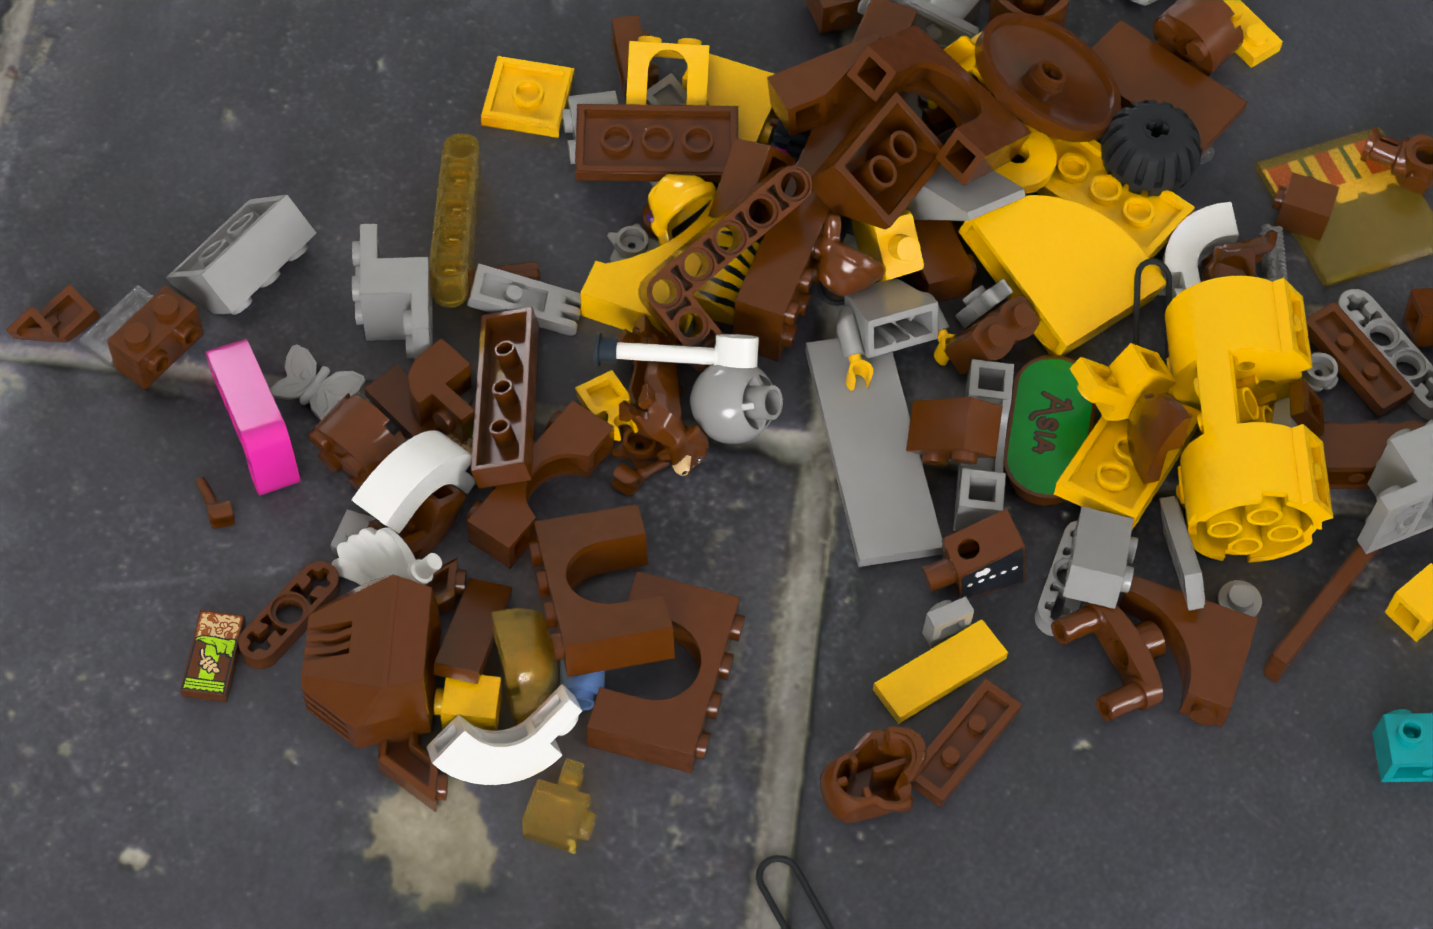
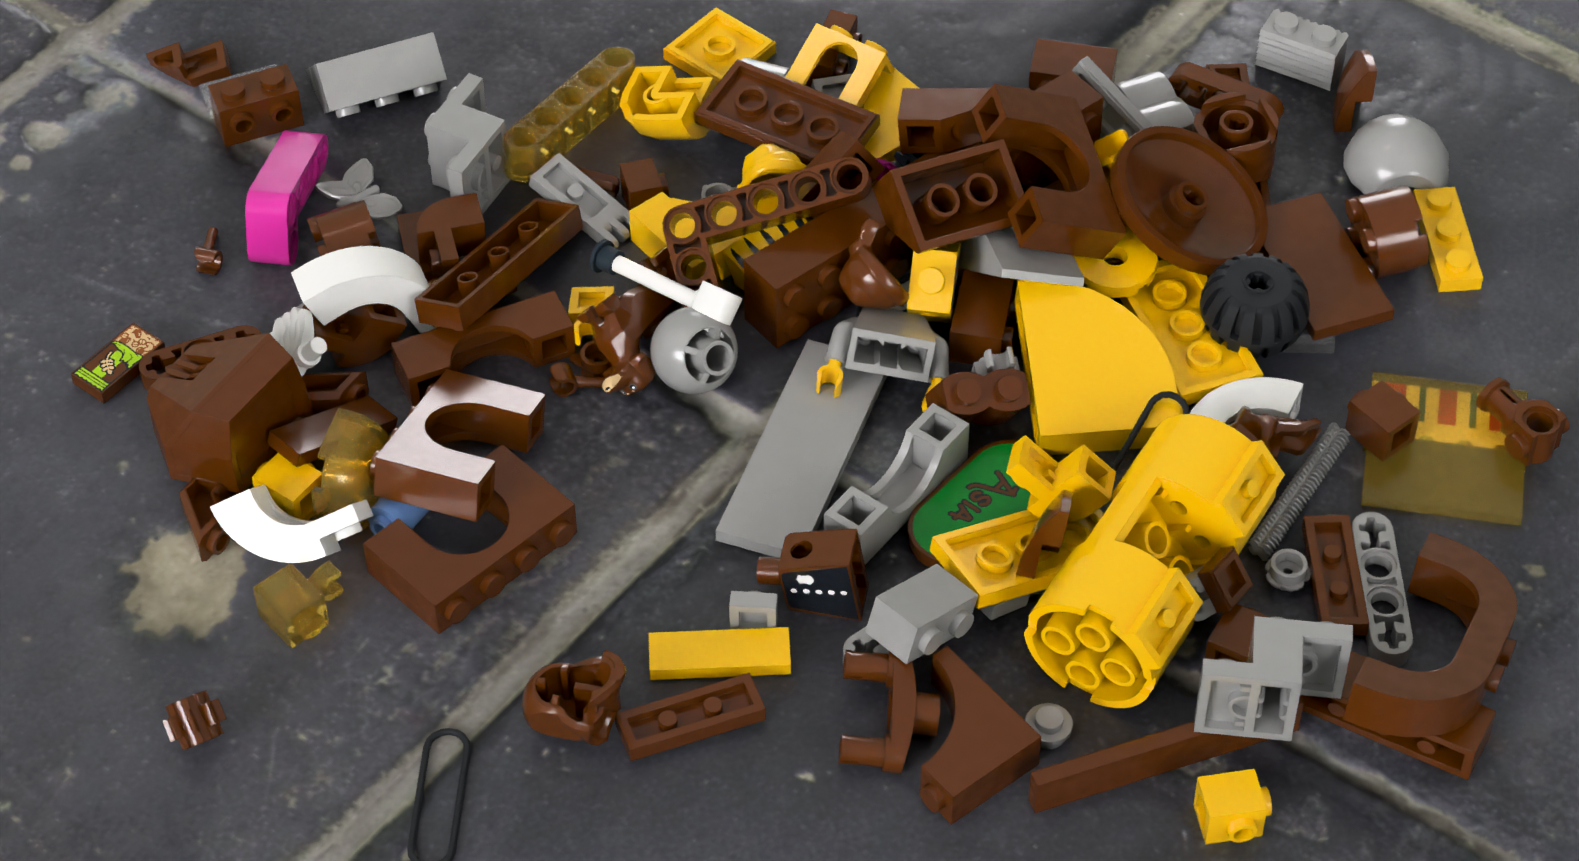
camera: 35 degrees right, 10 degrees down
(531, 171) = (663, 104): none -> yellow brick
(565, 262) = (641, 182): none -> reddish brown plate
(954, 430) = (870, 453): reddish brown brick -> none
(1182, 553) = (1001, 652): light grey tile -> none

